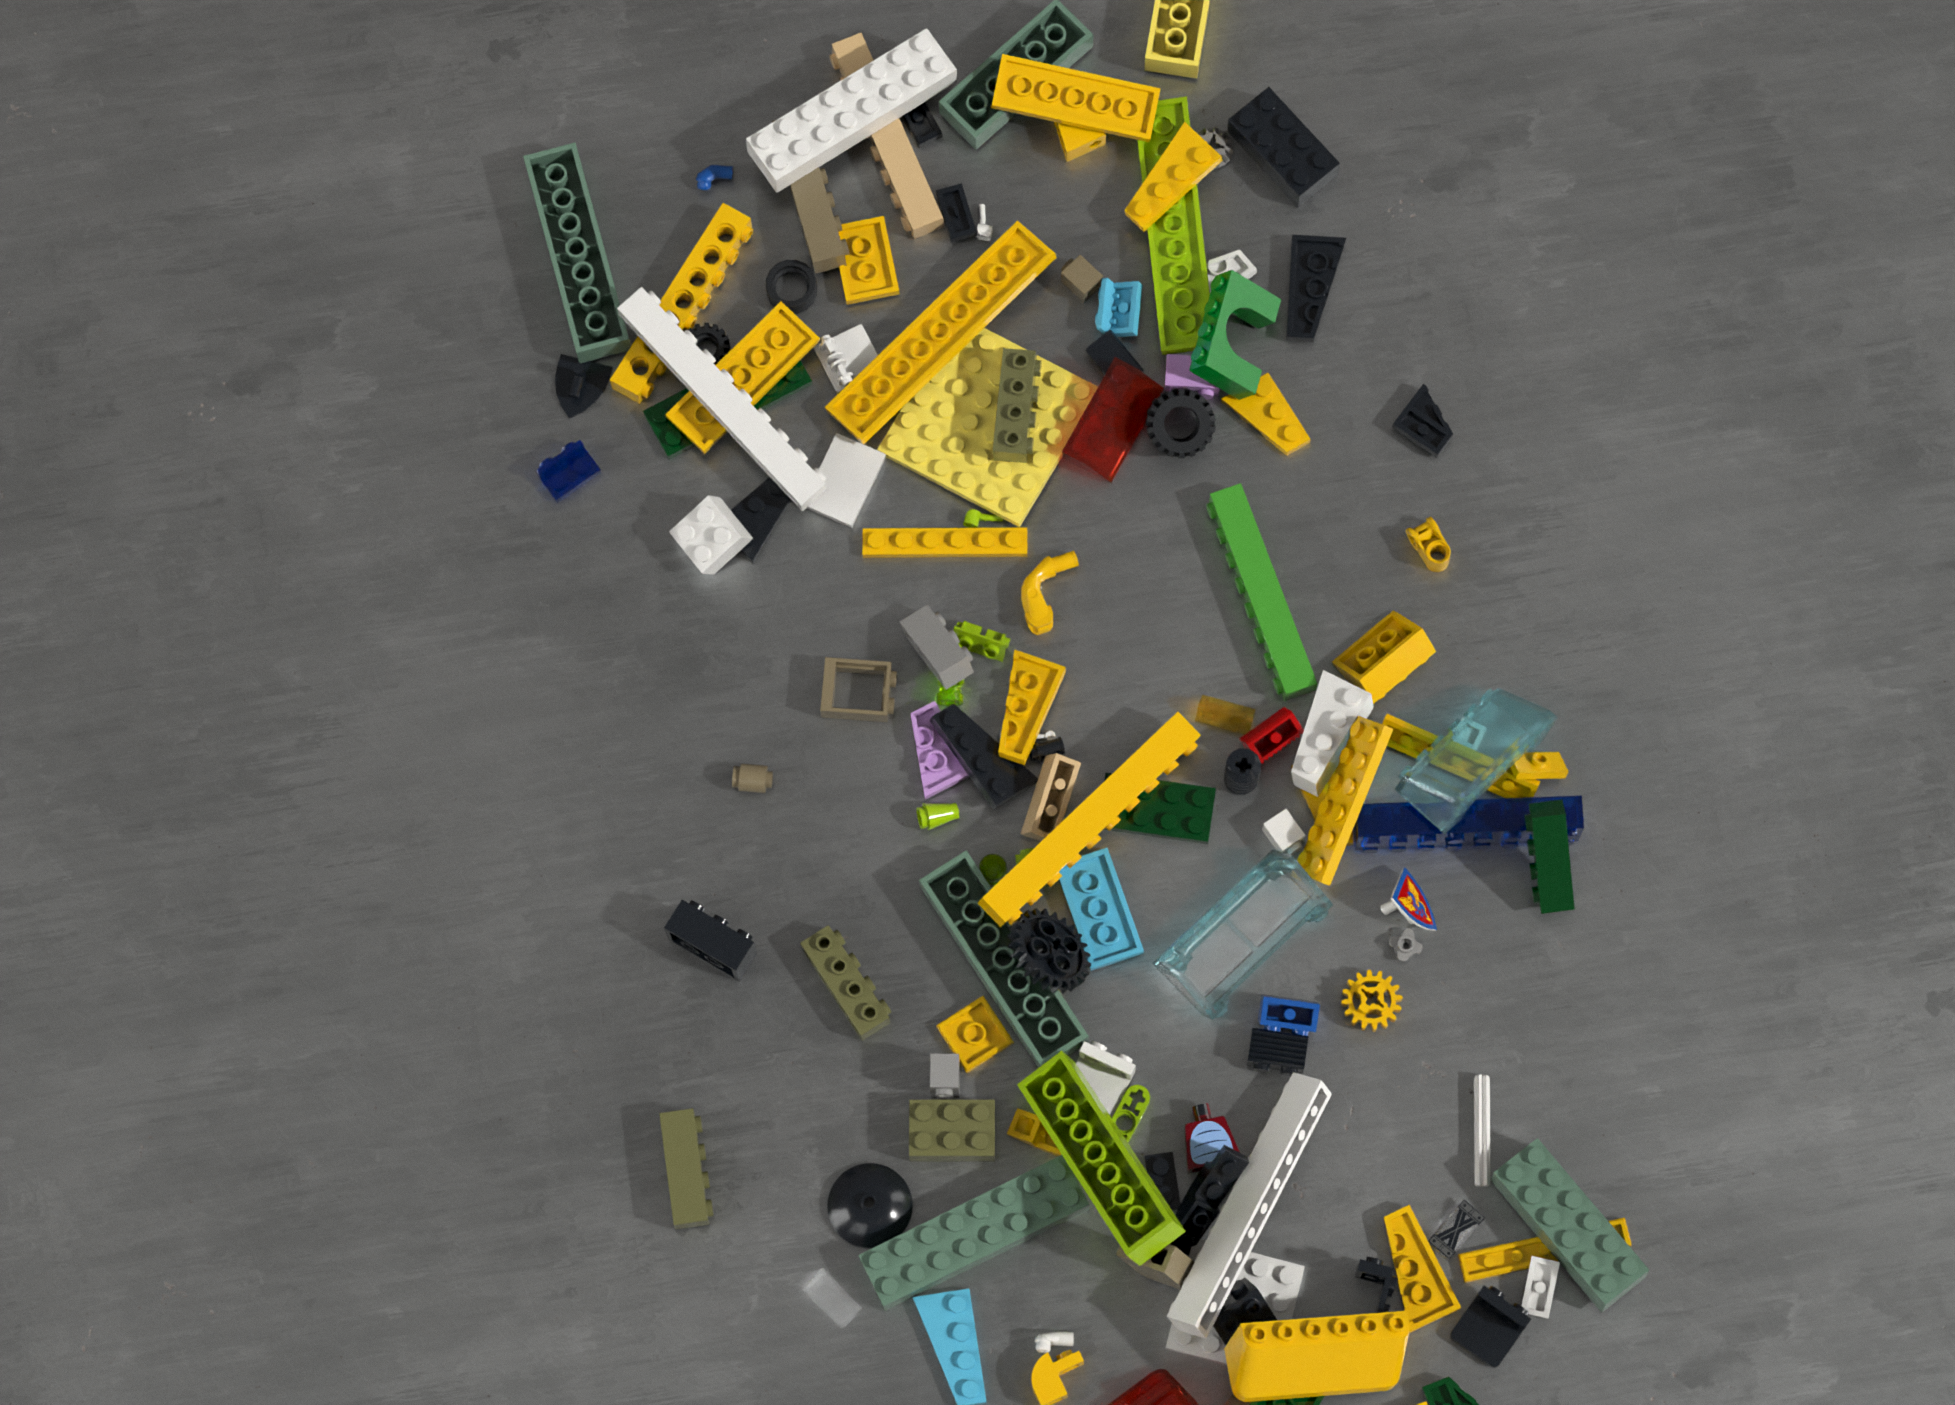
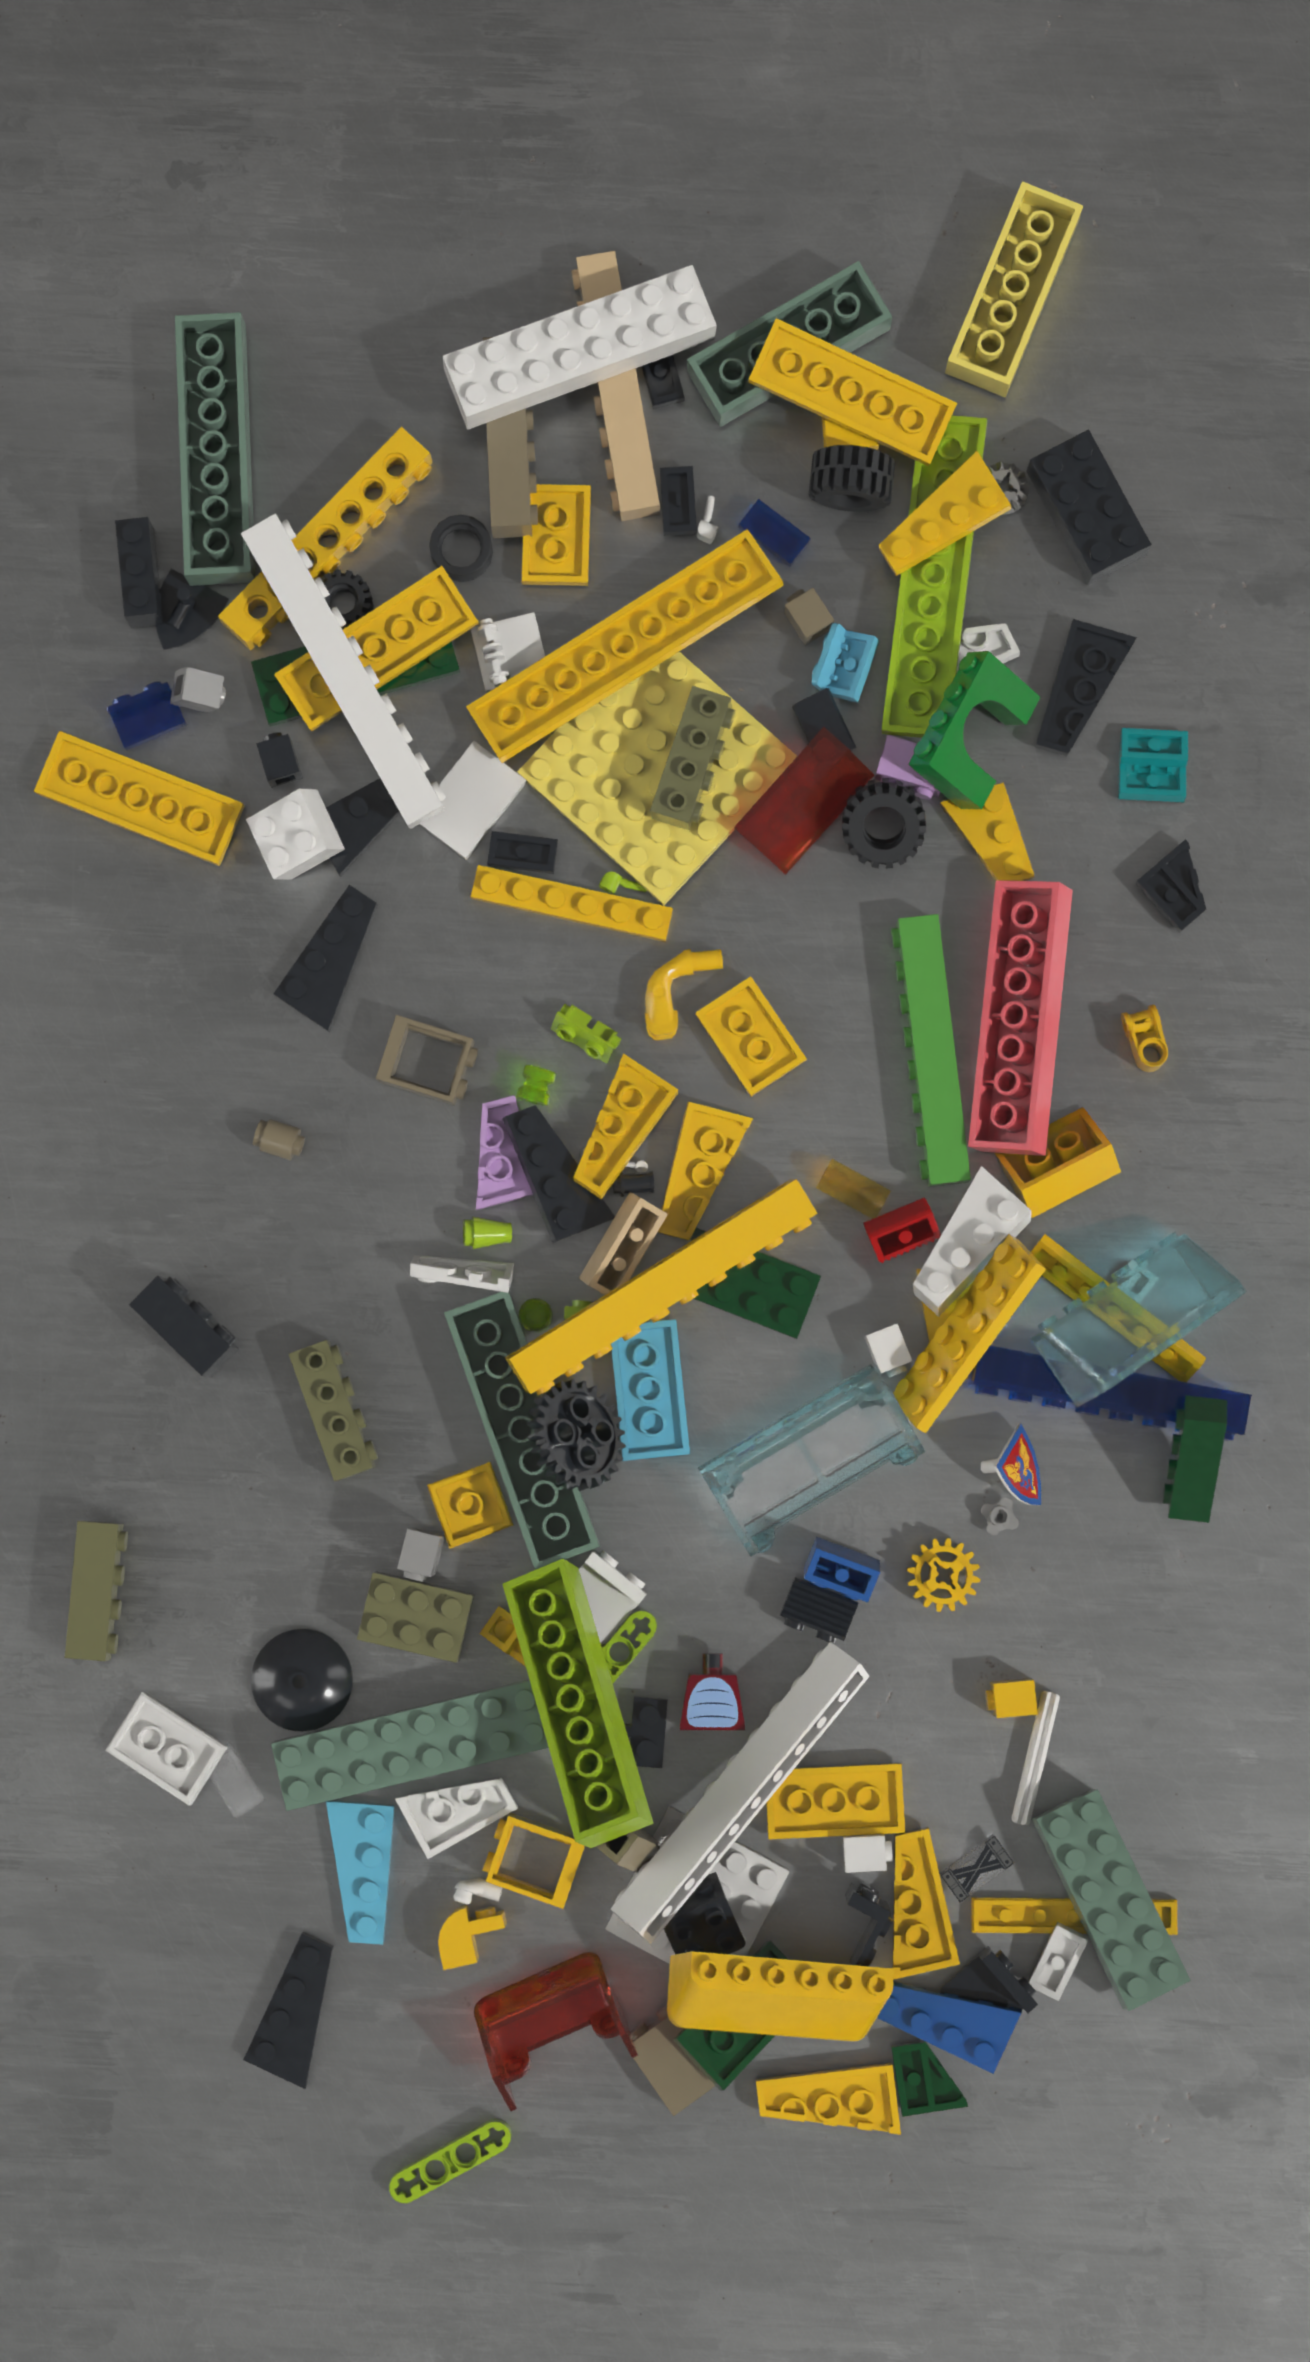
camera: 15 degrees right, 10 degrees up
(537, 361) = (139, 572): none -> black brick
(577, 537) = (139, 798): none -> yellow plate
(605, 441) = (198, 690): none -> light grey brick
(683, 481) = (279, 759): none -> black brick
(712, 172) = (397, 385): blue arm -> none
(757, 636) = (324, 967): none -> black wing
(772, 1284) = (166, 1748): none -> white tile
(896, 511) = (522, 852): none -> black plate
(925, 849) = (465, 1272): none -> white wing
(937, 646) = (532, 1032): light grey brick -> none
(1021, 1282) = (453, 1813): none -> white wing
(1039, 220) = (775, 533): none -> clear blue plate
(1064, 1288) = (567, 1874): none -> yellow window
(1090, 164) = (851, 478): none -> black tyre
(1096, 720) = (700, 1159): none -> yellow wing
(1114, 613) = (750, 1036): none -> yellow plate
(1205, 1194) = (685, 1771): black slope -> none
(1246, 761) = (869, 1263): black piece -> none
(1326, 549) = (1020, 1017): none -> coral brick
(1330, 1201) = (838, 1802): none -> yellow plate
(1363, 1235) = (866, 1853): none -> white brick
(1383, 333) = (1152, 765): none -> teal slope
(1451, 1085) = (1012, 1698): none -> yellow brick
(1471, 1356) = (954, 2024): none -> blue wing
(1540, 766) = (1213, 1340): yellow plate -> none

